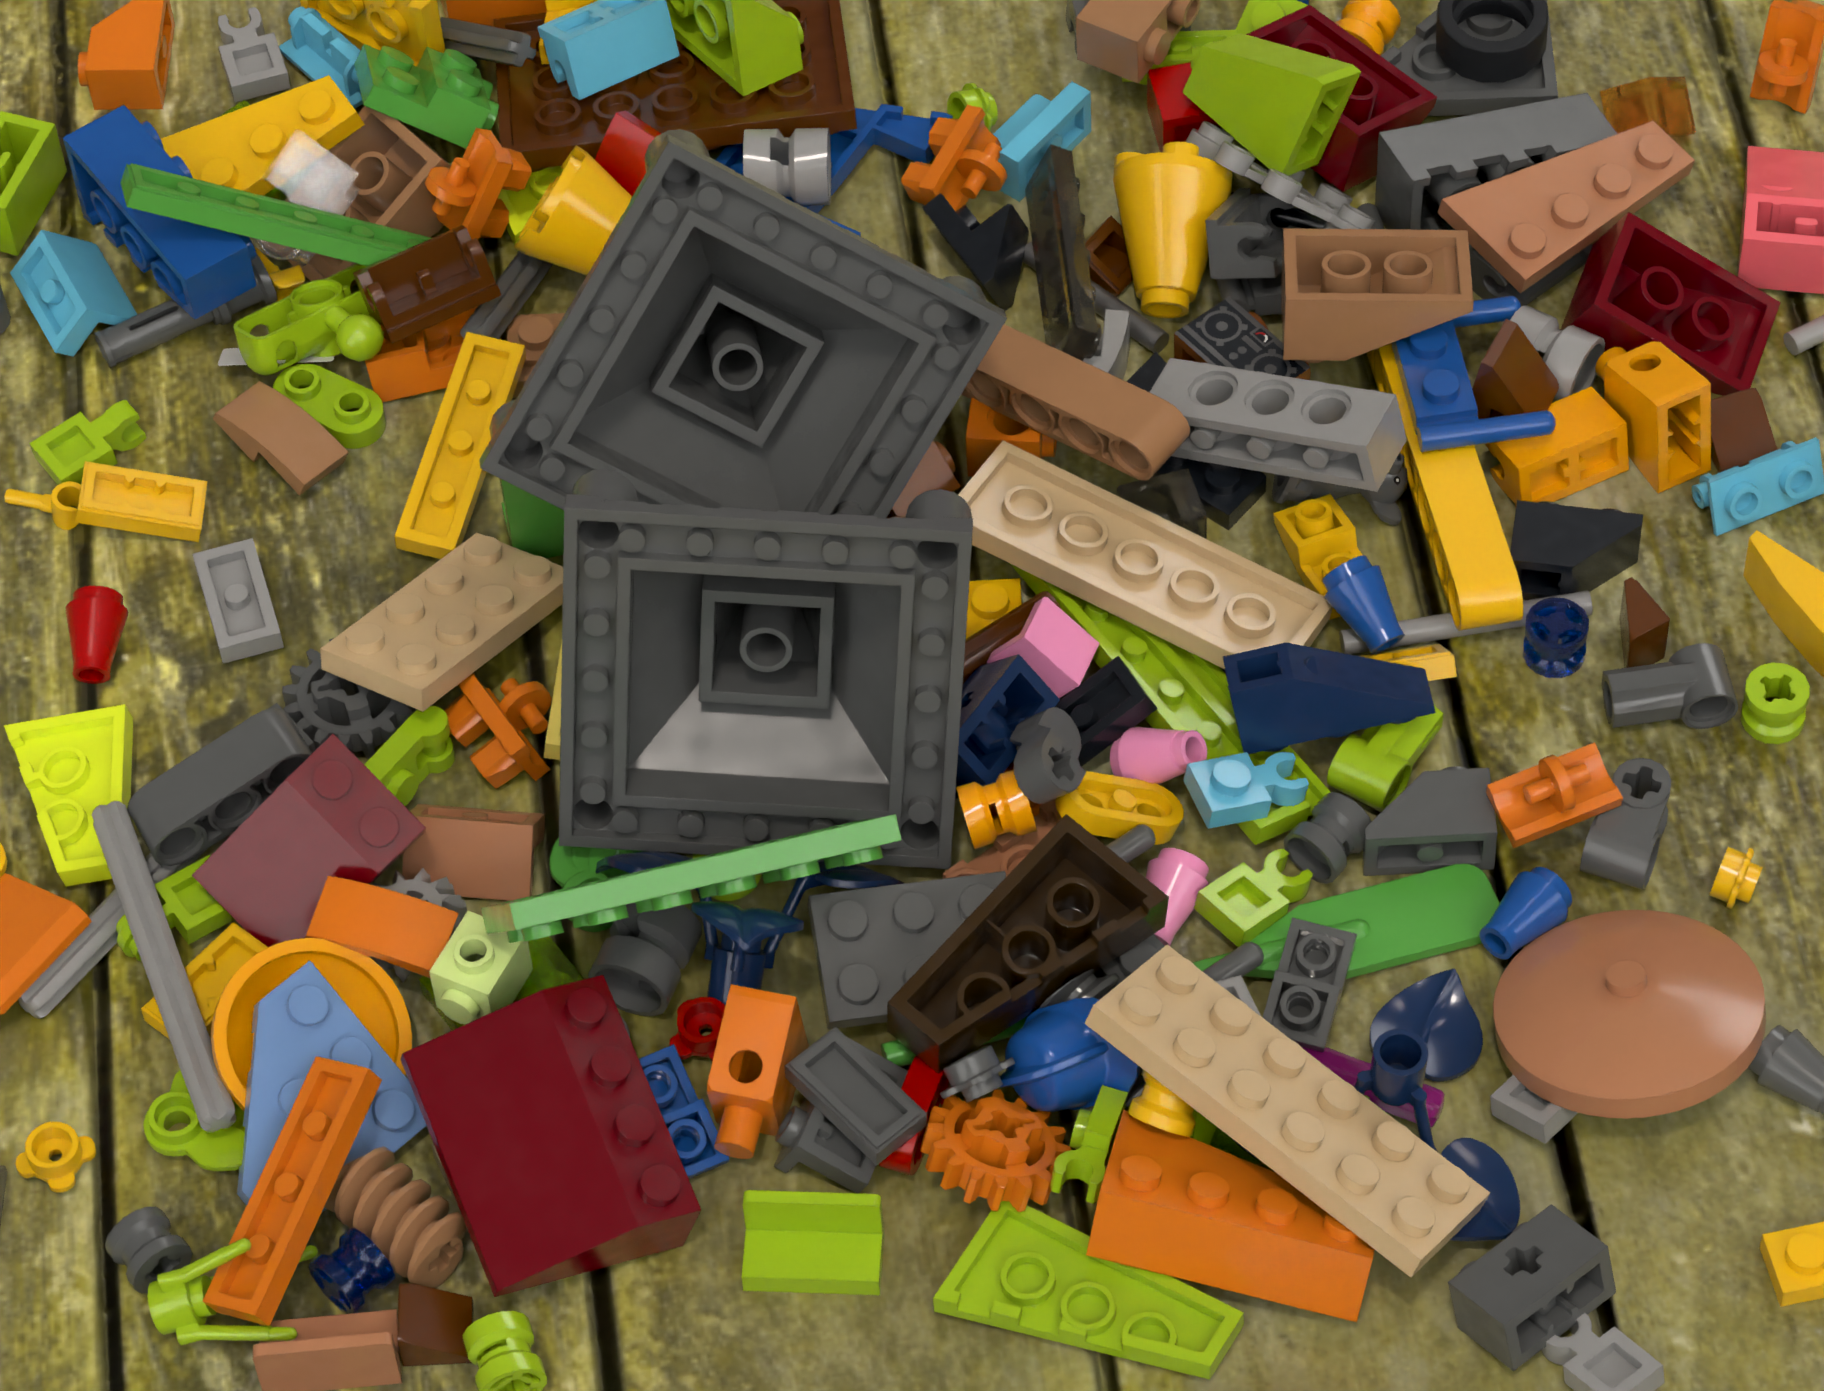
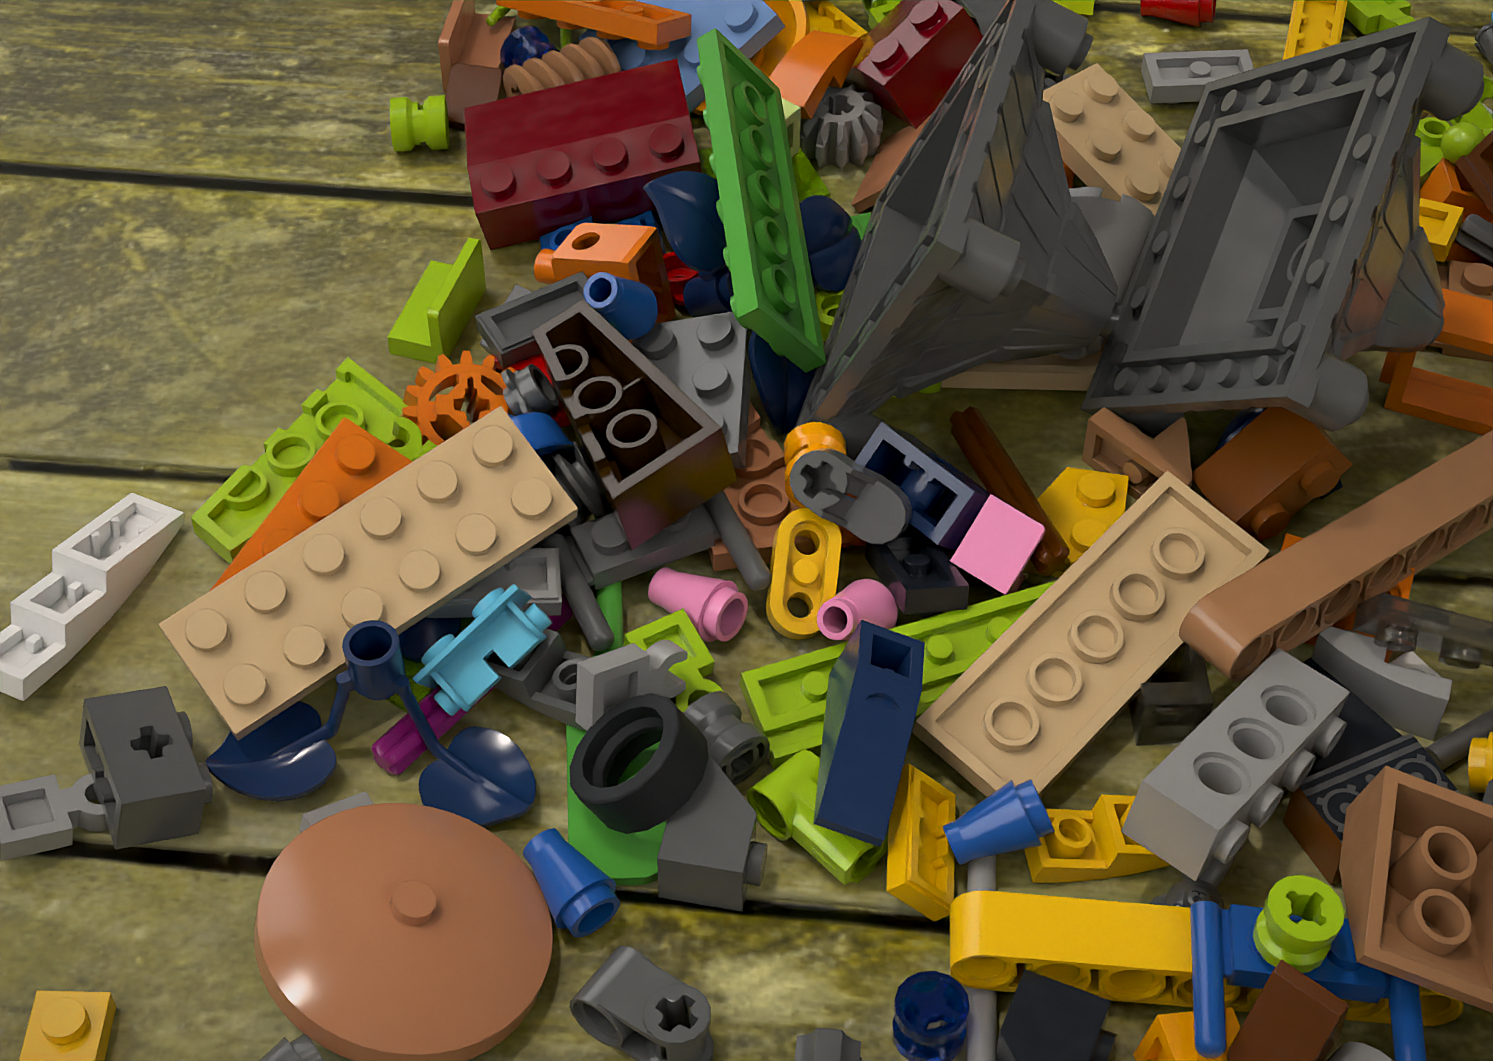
camera: 100 degrees right, 5 degrees down
(852, 994) = (622, 303): none -> blue cone
(1236, 791) = (787, 653): medium azure plate -> none
(1303, 1004) = (461, 662): none -> medium azure hinge
(1331, 898) = (625, 674): none -> light grey plate
(1444, 354) = (1302, 942): none -> lime wheel
(1455, 844) = (660, 785): none -> black tyre
(1553, 795) = (680, 918): orange hips -> none

